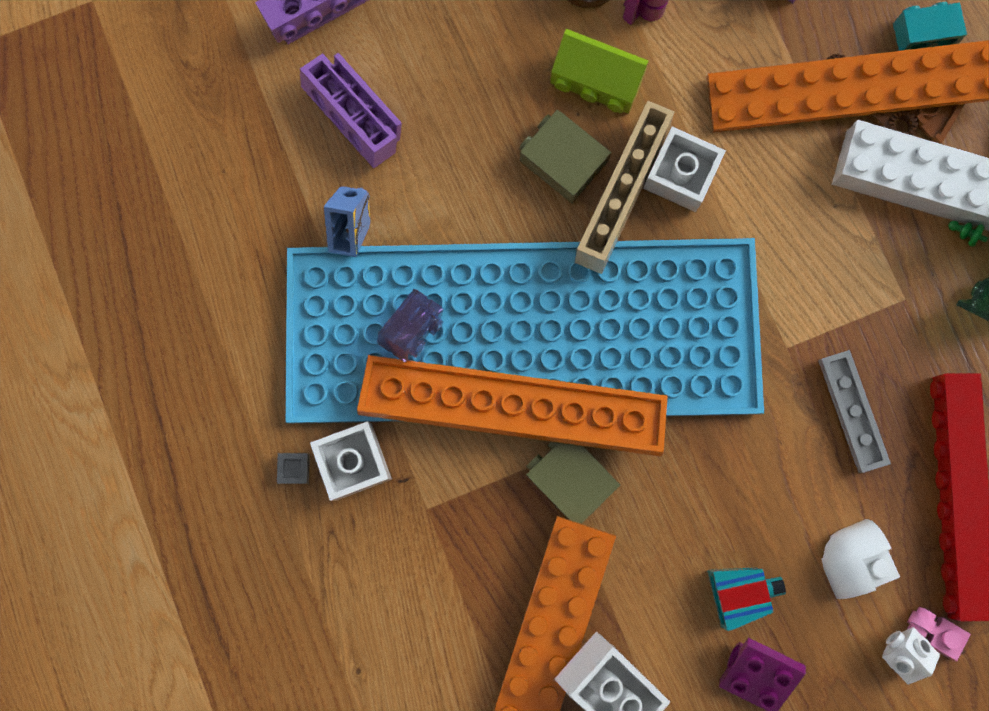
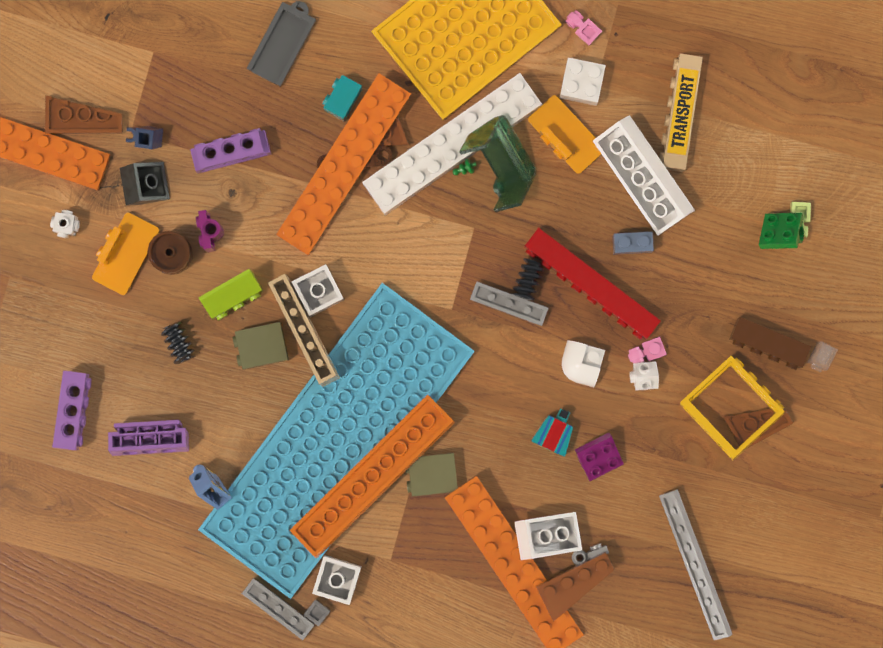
camera: 55 degrees left, 5 degrees up
(262, 417) = (278, 608): none -> light grey plate
(410, 326) = (291, 497): clear purple brick -> none
(489, 57) = (178, 343): none -> black piece
(905, 409) = (528, 279): none -> black piece

